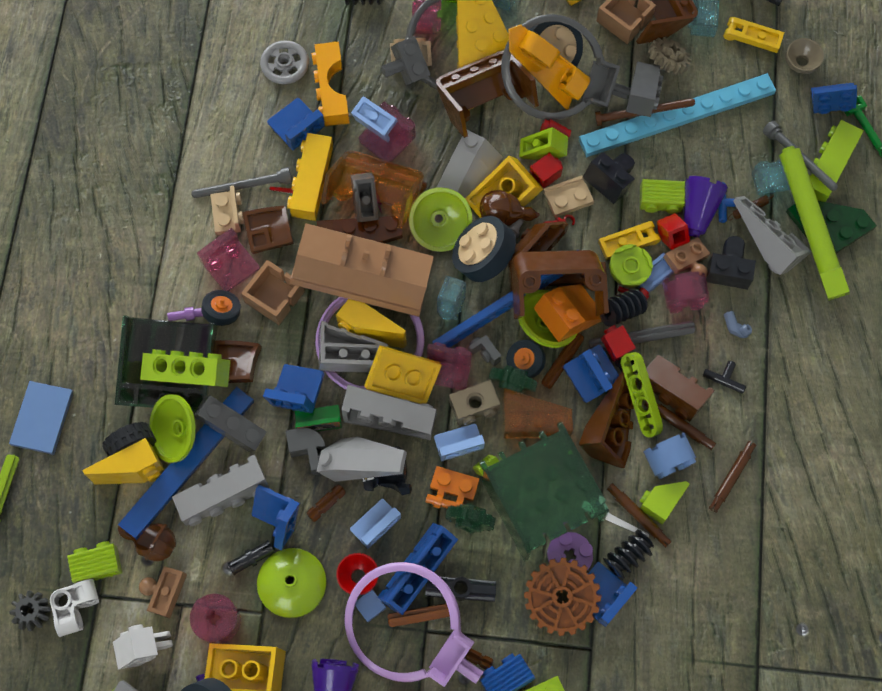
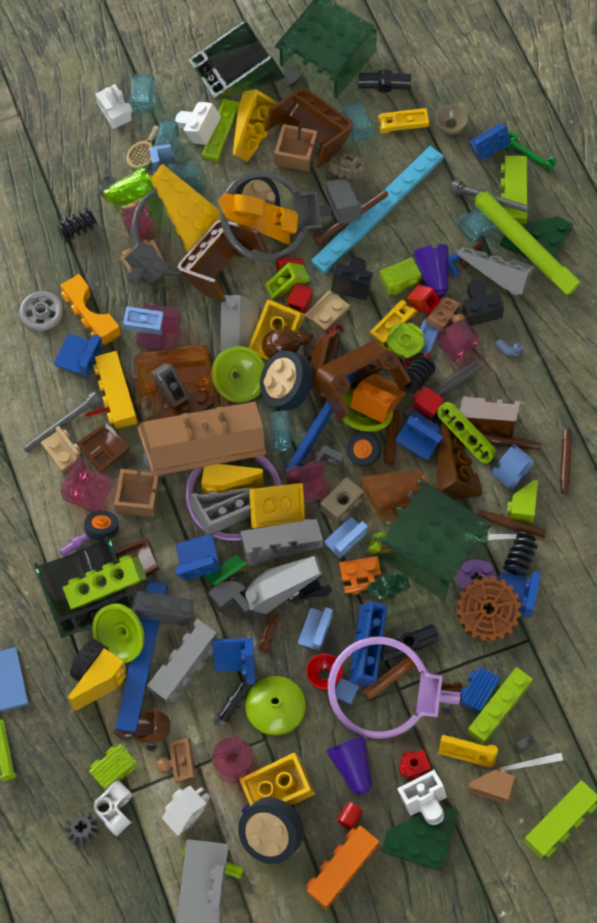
camera: 25 degrees left, 5 degrees down
(513, 379) = (363, 467): clear green gear -> none
(724, 379) = (521, 393): black piece -> none

